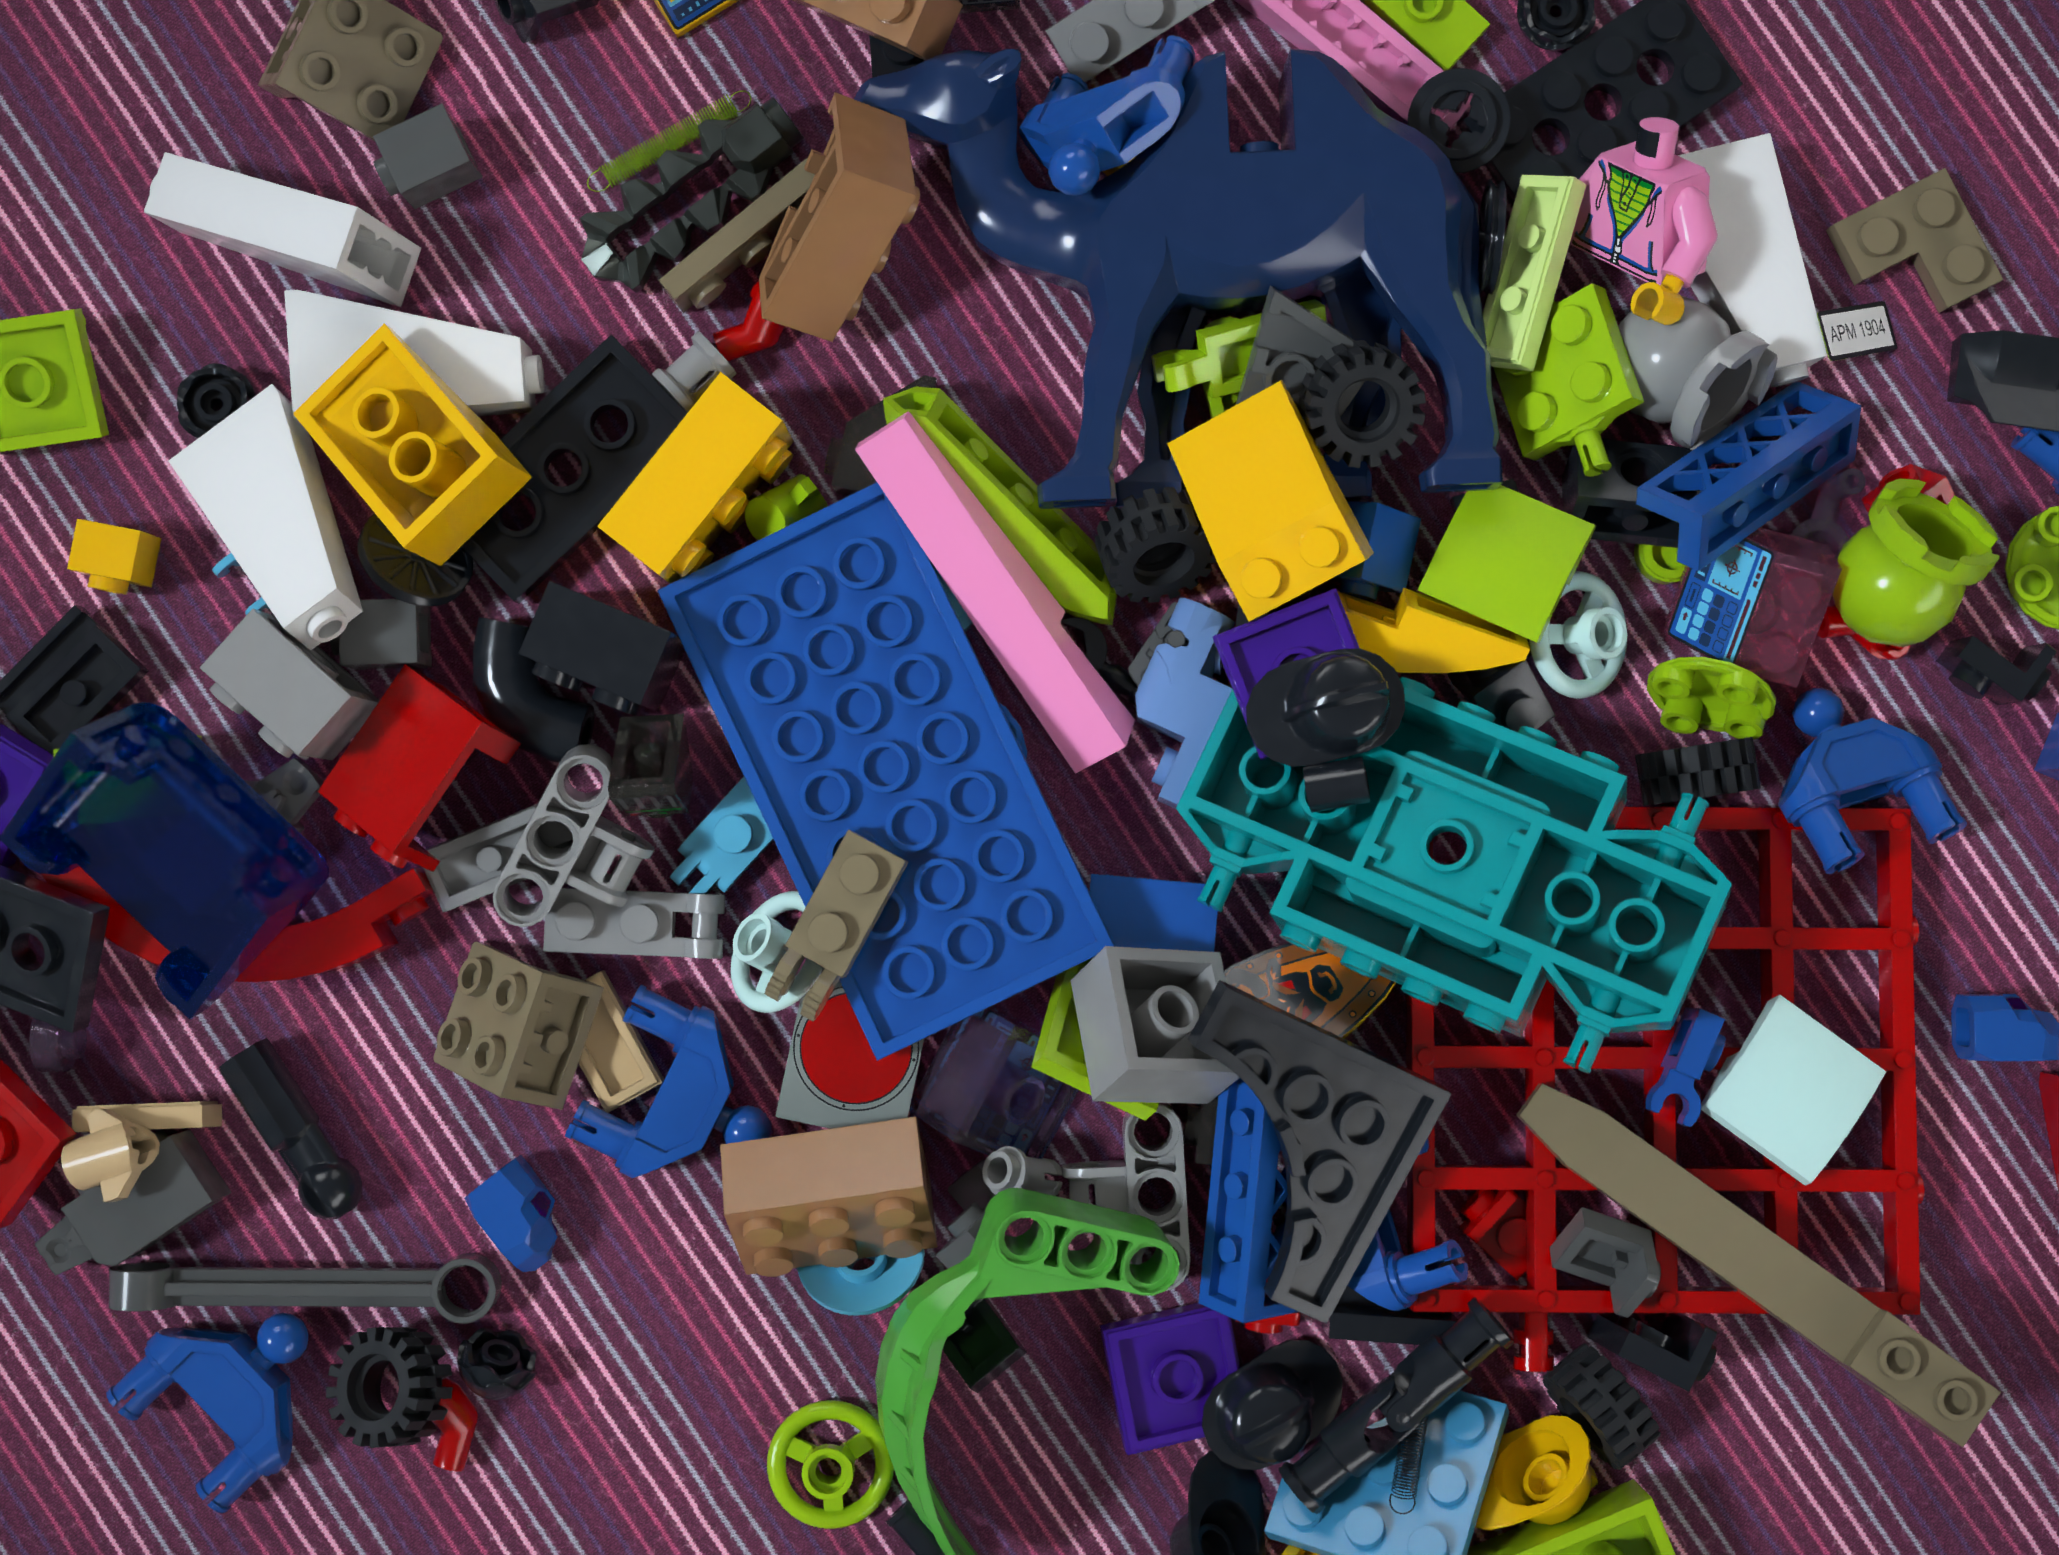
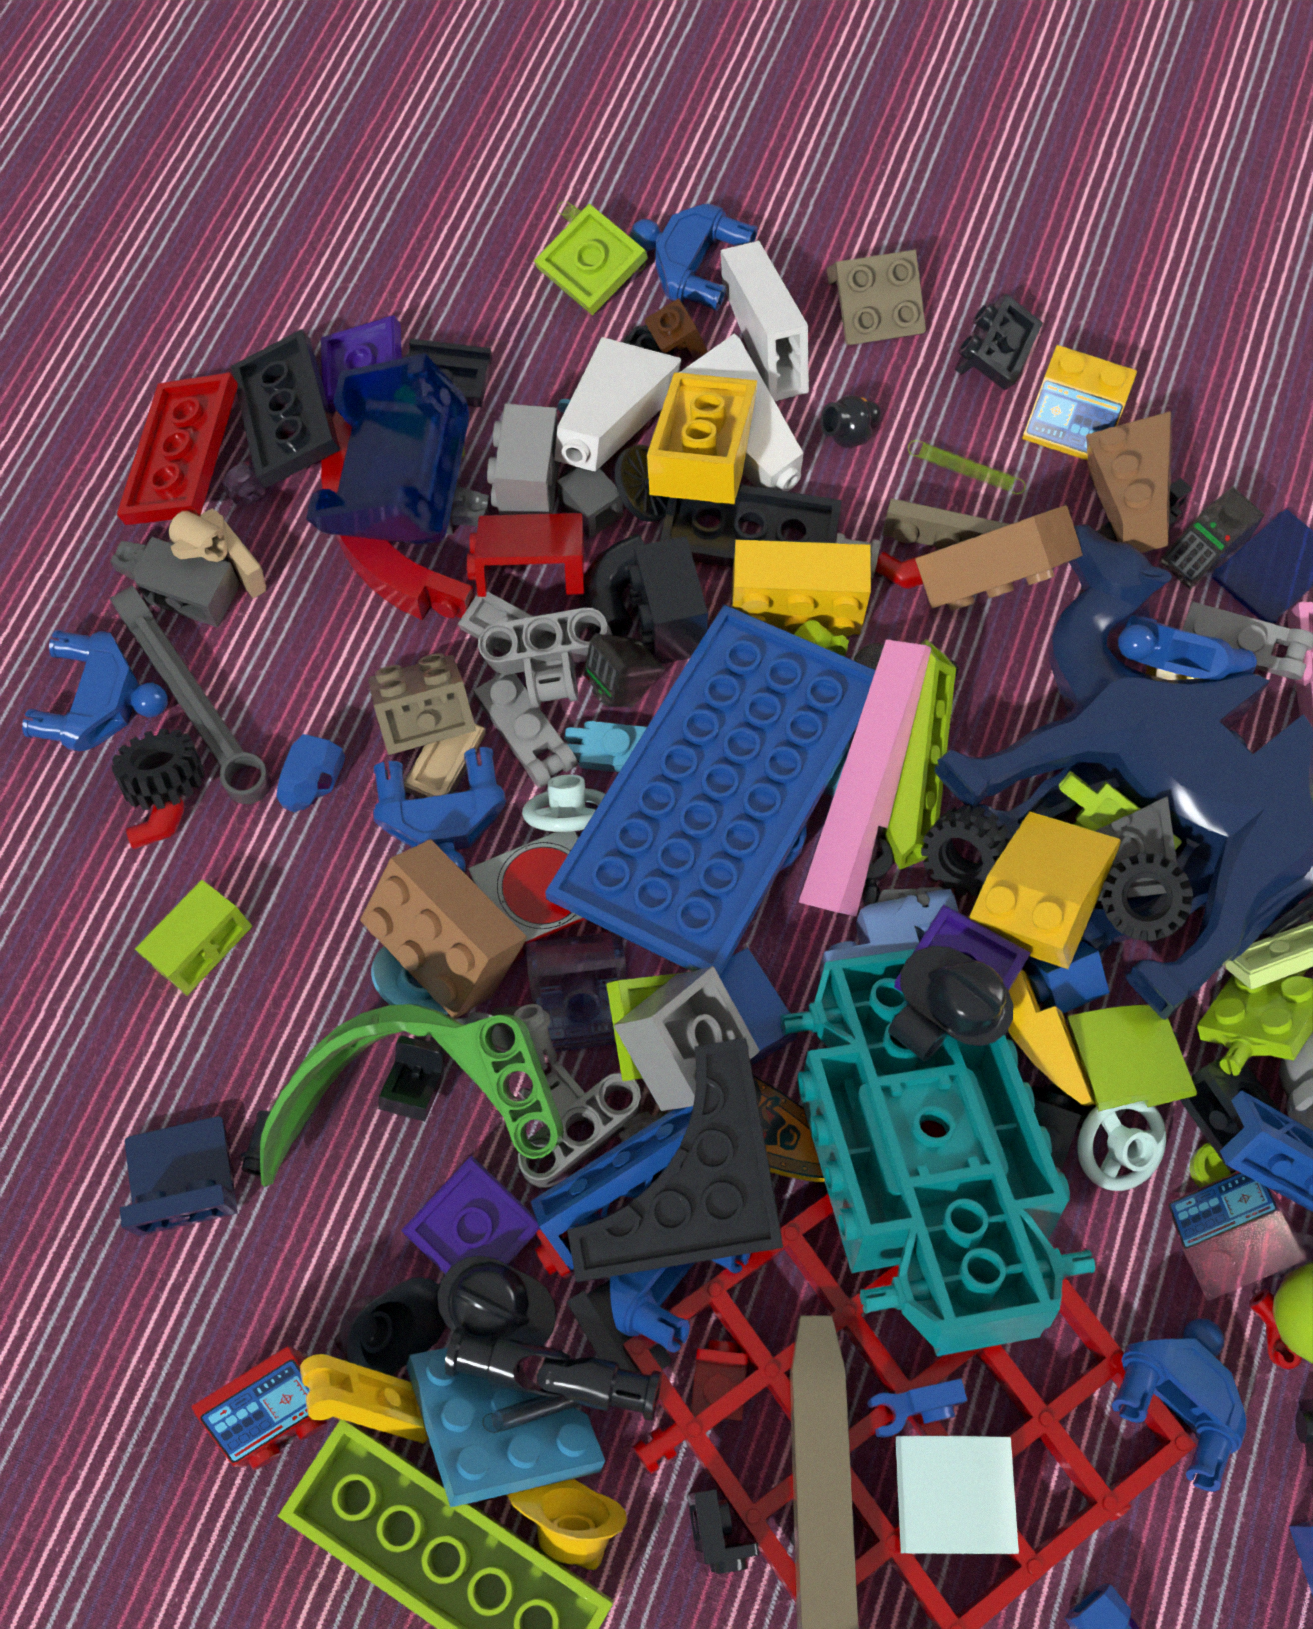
camera: 60 degrees right, 20 degrees down
(94, 247) = (685, 245): none -> blue connector
(113, 556) = (531, 350): yellow plate -> none
(219, 356) = (674, 327): none -> reddish brown bracket
(290, 1125) = (257, 665): black piece -> none
(425, 157) = (857, 359): dark grey brick -> none
(496, 1363) = (210, 821): black plate -> none
(506, 234) = (850, 420): none -> black animal
(629, 1469) = (194, 937): none -> lime hinge
(752, 143) = (1001, 498): pearl dark grey sword -> none
(819, 1485) = (257, 1048): lime piece -> none
(838, 918) = (610, 812): dark tan hinge -> none
(1603, 1404) = (651, 1526): black tyre -> none
(1611, 1255) = (754, 1446): dark grey bracket -> none
(1698, 770) = (1115, 1285): black tyre -> none
(1710, 697) = (1156, 1251): lime dish -> none

